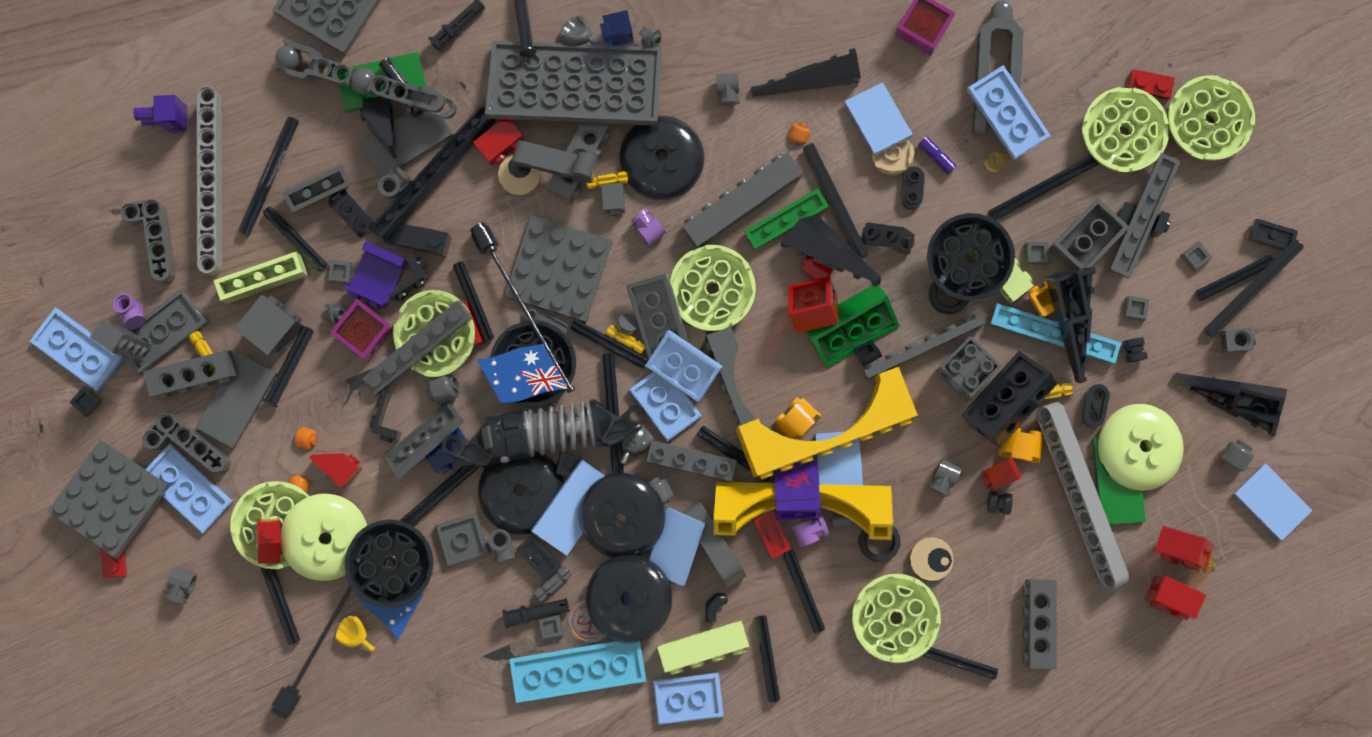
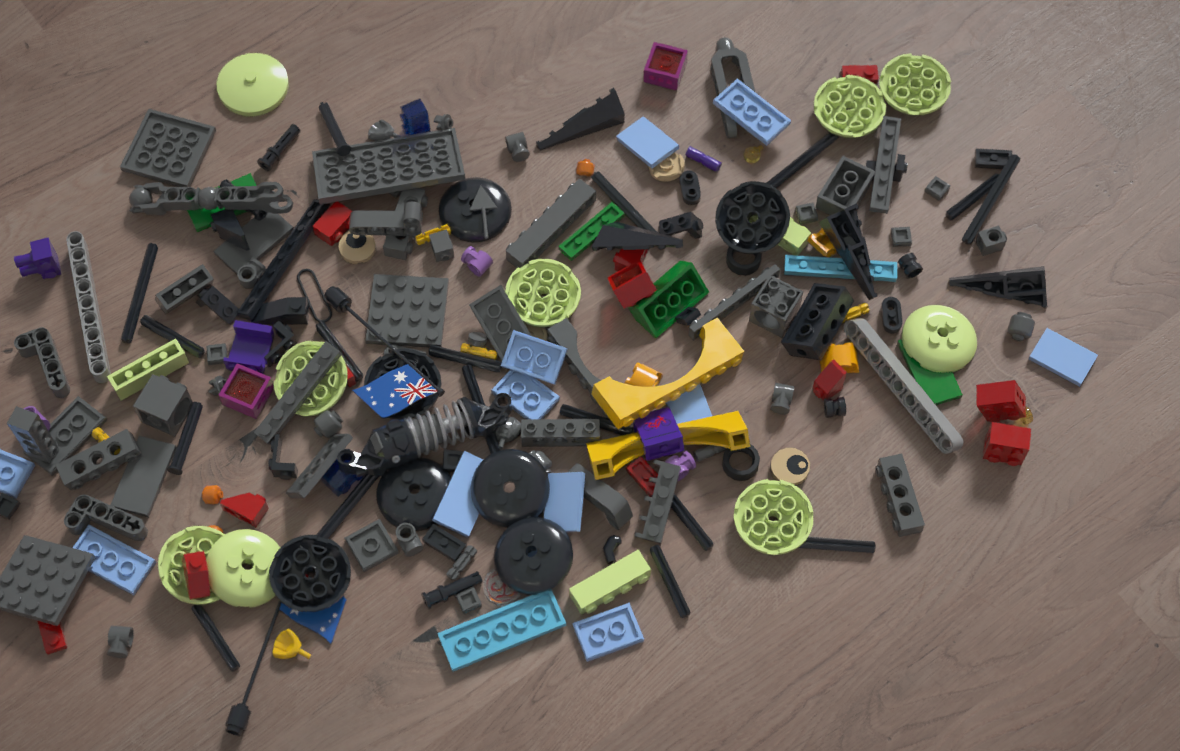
camera: 20 degrees left, 20 degrees down
(451, 224) = (320, 289): none -> black piece
(671, 158) = (481, 202): none -> dark grey piece
(779, 570) = (660, 502): none -> dark grey hinge

